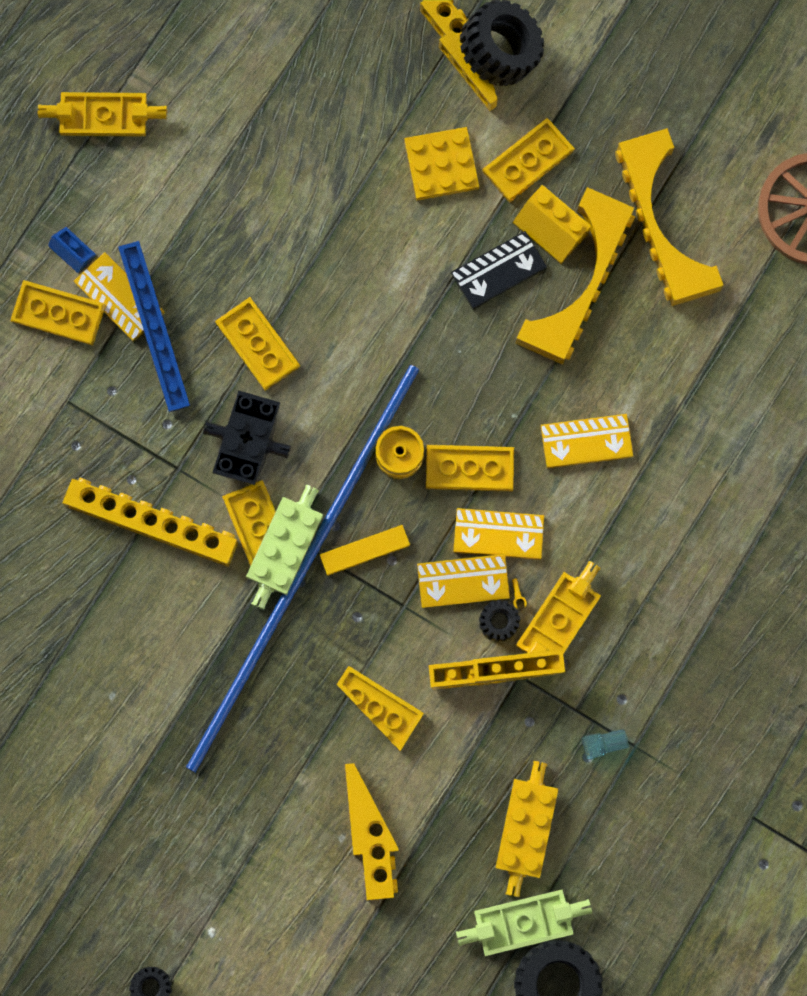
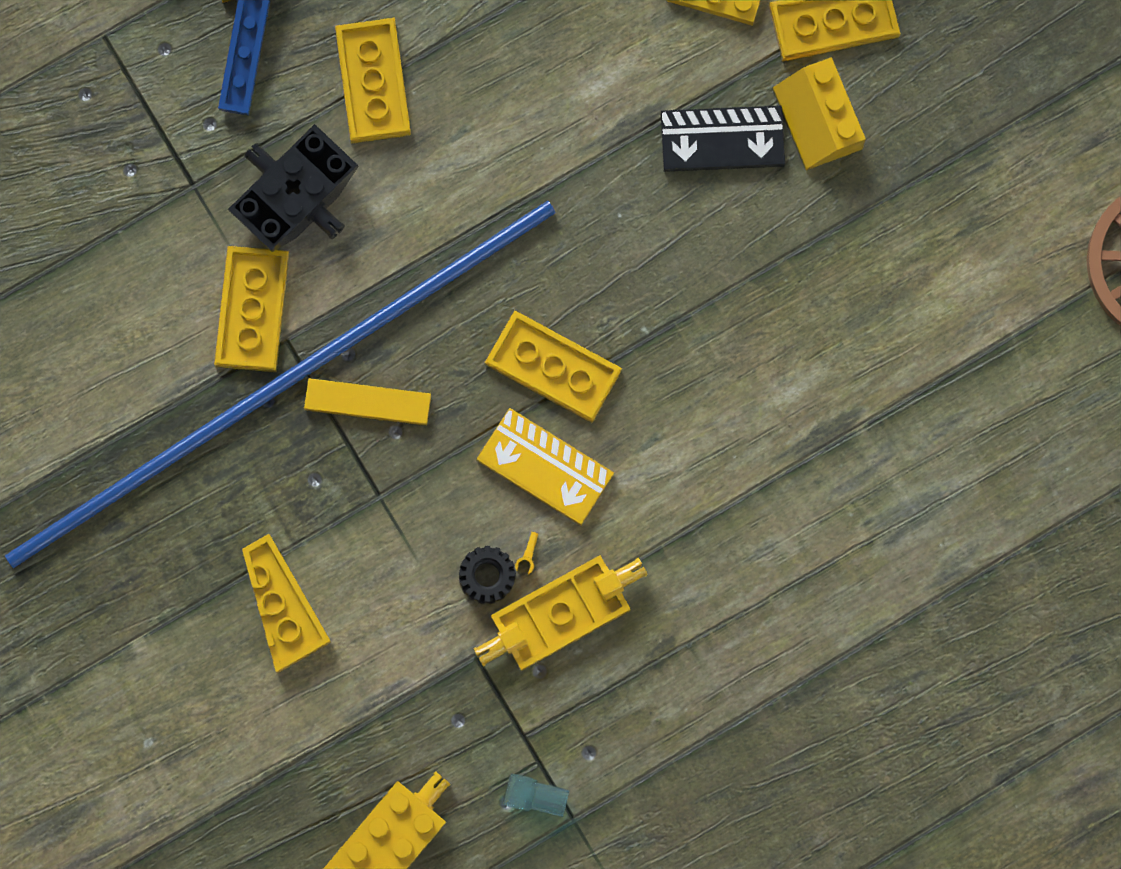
camera: 30 degrees right, 0 degrees up
(80, 488) = (48, 157): yellow brick -> none
(284, 546) = (269, 346): yellowish green plate -> none
(362, 816) = (186, 728): yellow brick -> none
(393, 441) = (475, 284): yellow wheel -> none
(463, 580) = (468, 502): yellow tile -> none
(496, 669) = (445, 632): yellow brick -> none
(555, 334) = (752, 253): yellow arch -> none
(586, 441) = (718, 407): yellow tile -> none
(682, 276) = (951, 262): yellow arch -> none

